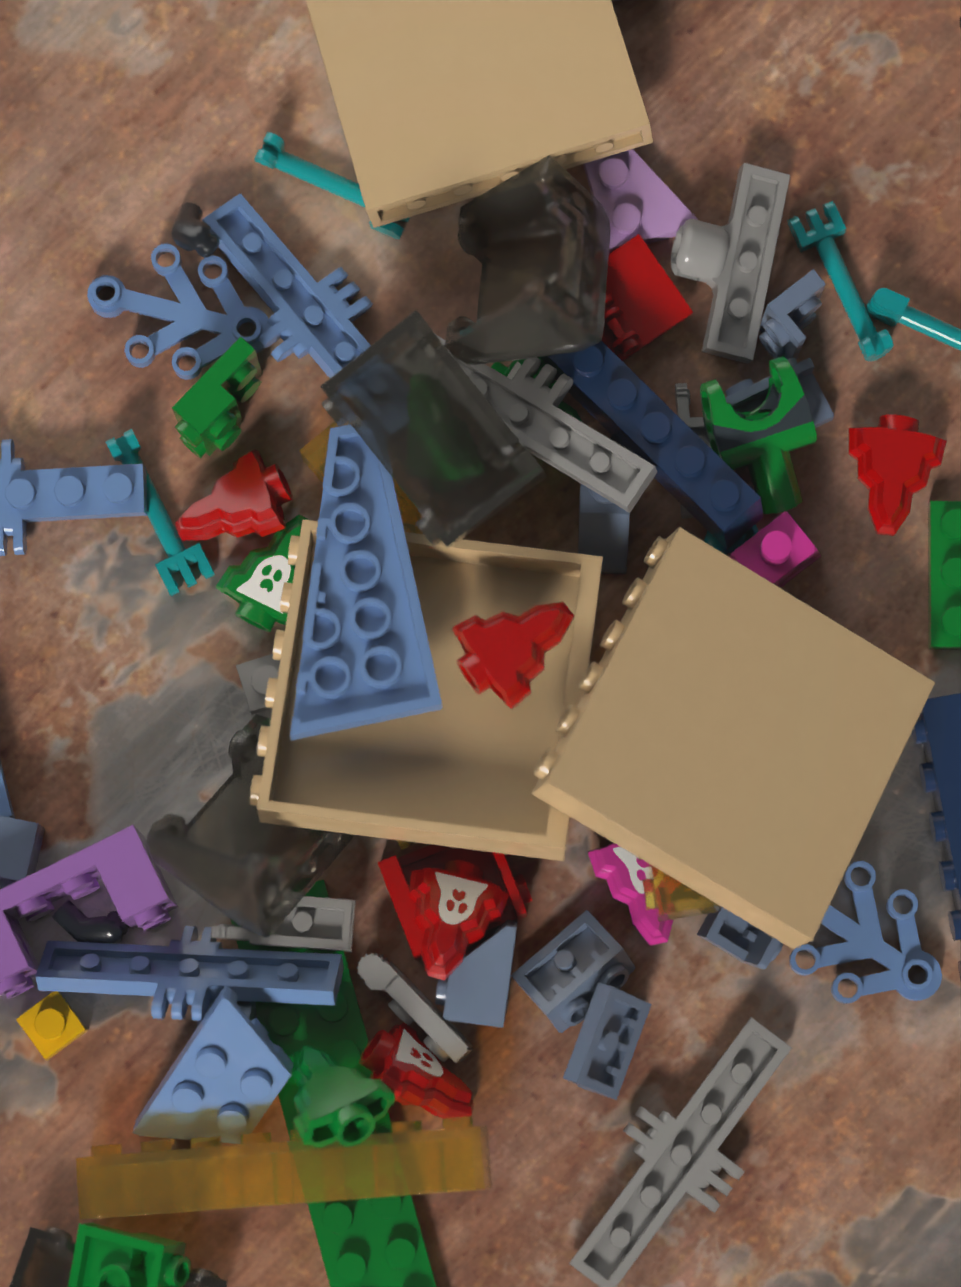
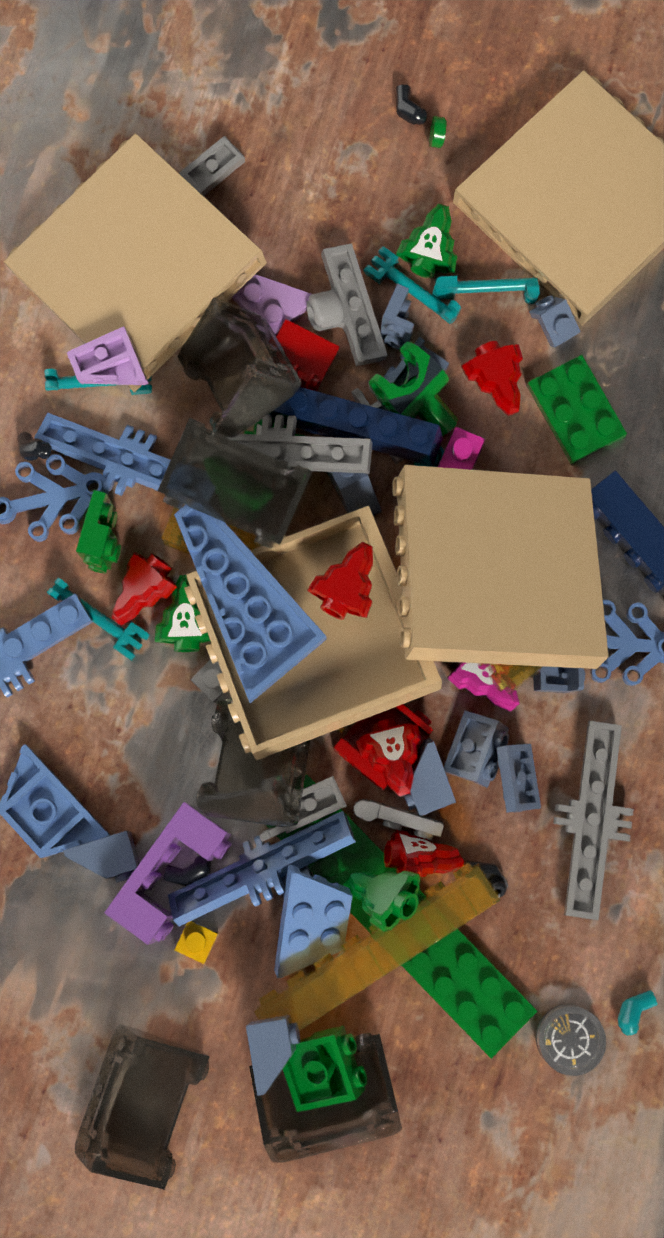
camera: 30 degrees left, 0 degrees up
(70, 1218) = (271, 1047): none -> sand blue slope
(357, 168) = (108, 361): none -> lavender wing
(501, 1157) = (494, 875): none -> black arm
(901, 234) = (430, 245): none -> green rock

